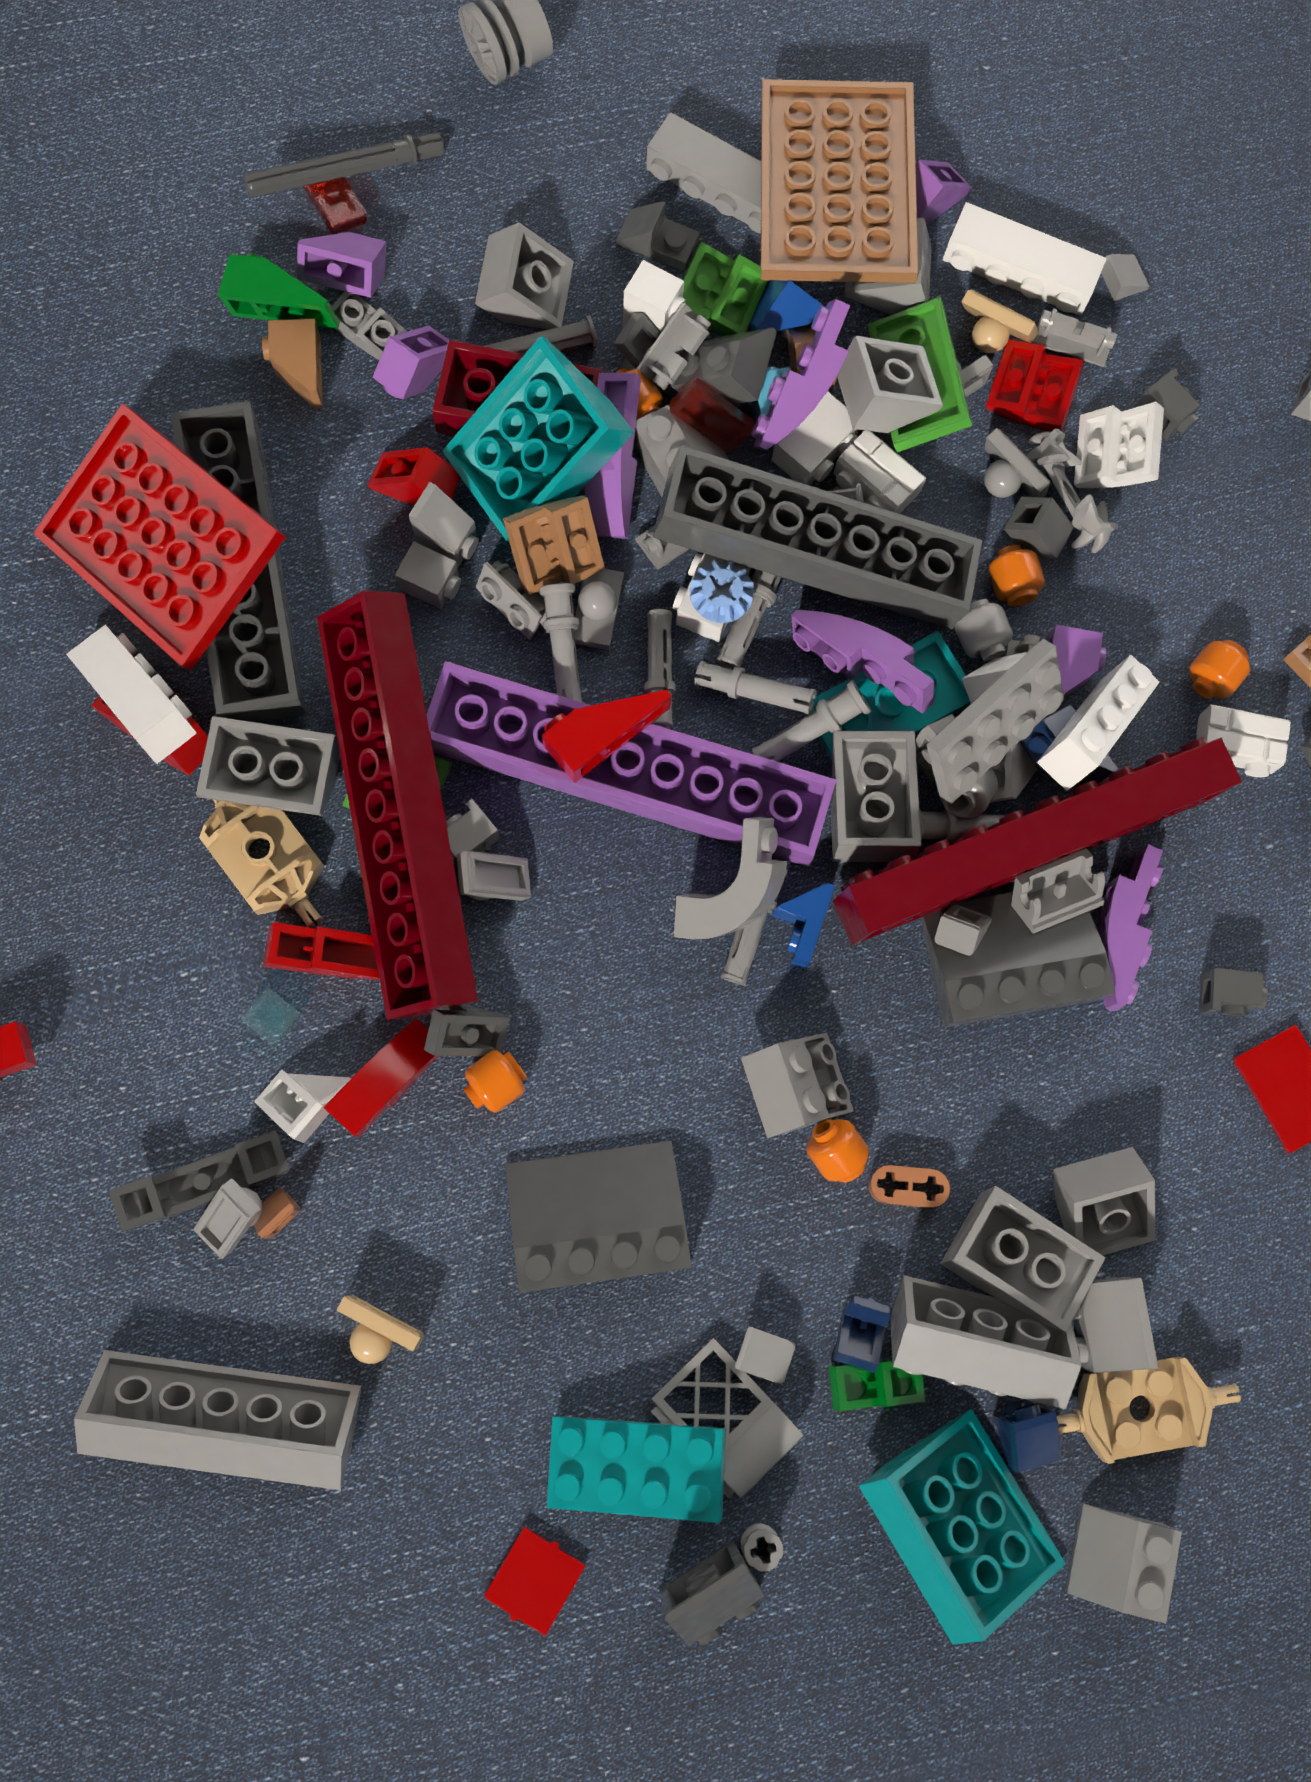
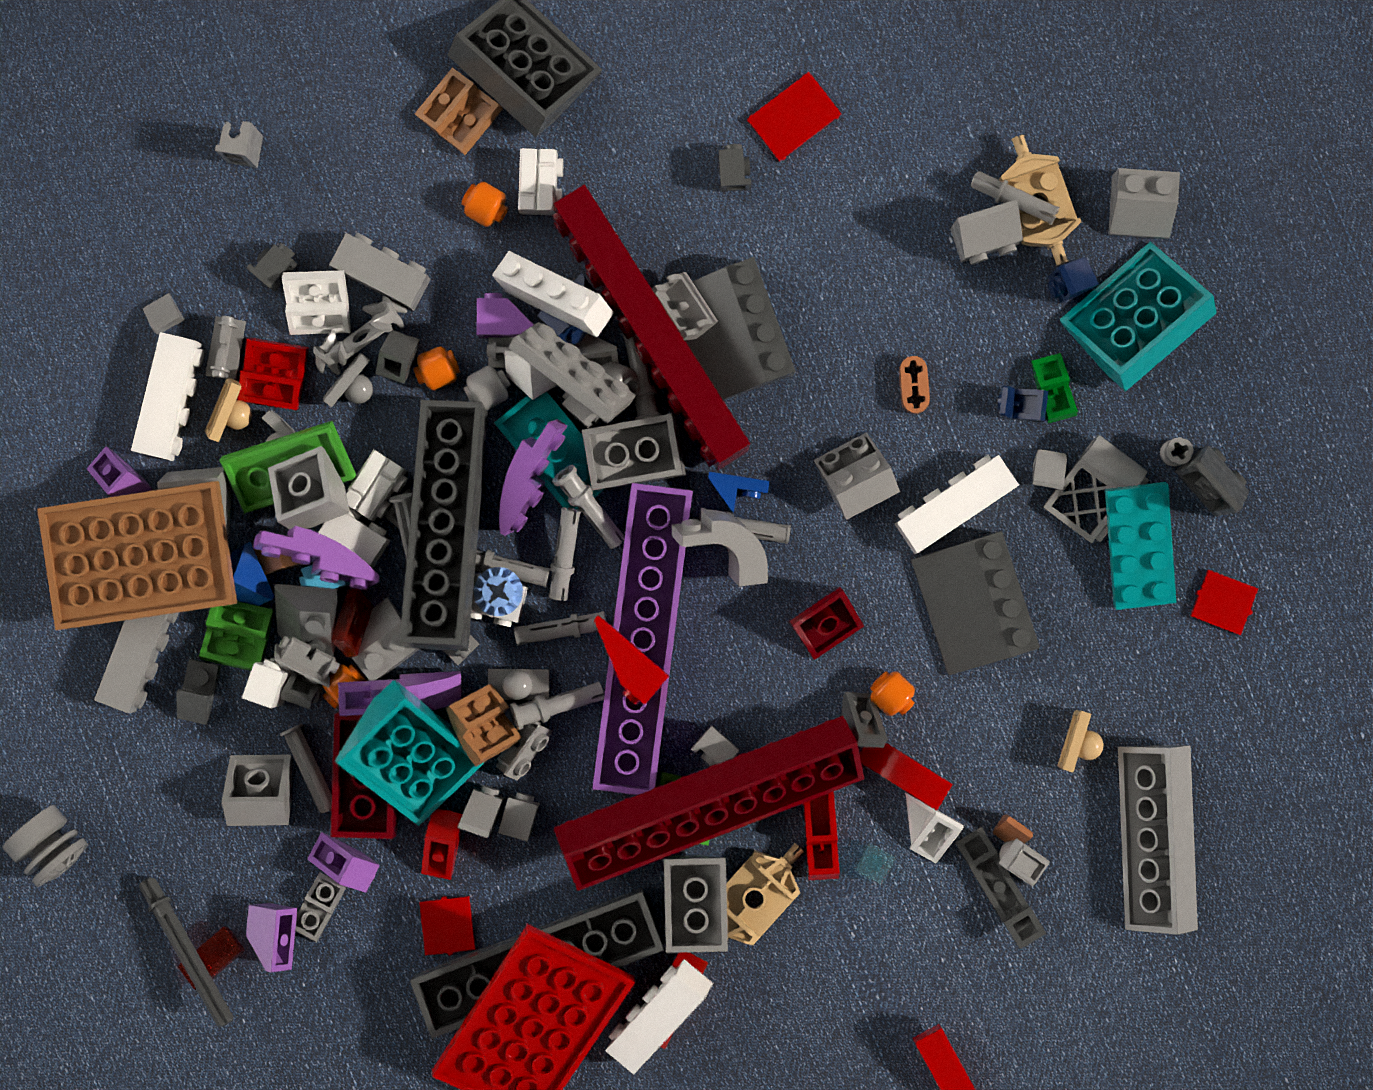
camera: 90 degrees left, 10 degrees up
(263, 291) = (307, 994): green slope -> none
(296, 356) = (357, 955): medium nougat slope -> none
(310, 472) = (447, 925): none -> red piece
(493, 876) = (745, 722): light grey tile -> none
(606, 1008) = (826, 623): none -> dark red slope
(738, 1214) = (955, 504): none -> white brick
(837, 1150) = (899, 440): orange head -> none
(961, 929) = (724, 373): light grey slope -> none
(981, 1344) = (1016, 319): light grey brick -> none
(1023, 1259) = (954, 299): light grey slope -> none
(1107, 1201) = (902, 243): light grey slope -> none
(1118, 928) = (711, 254): medium lavender slope -> none
(1149, 529) = (380, 270): none -> light grey brick
(1149, 1381) = (1005, 193): none -> light grey axle

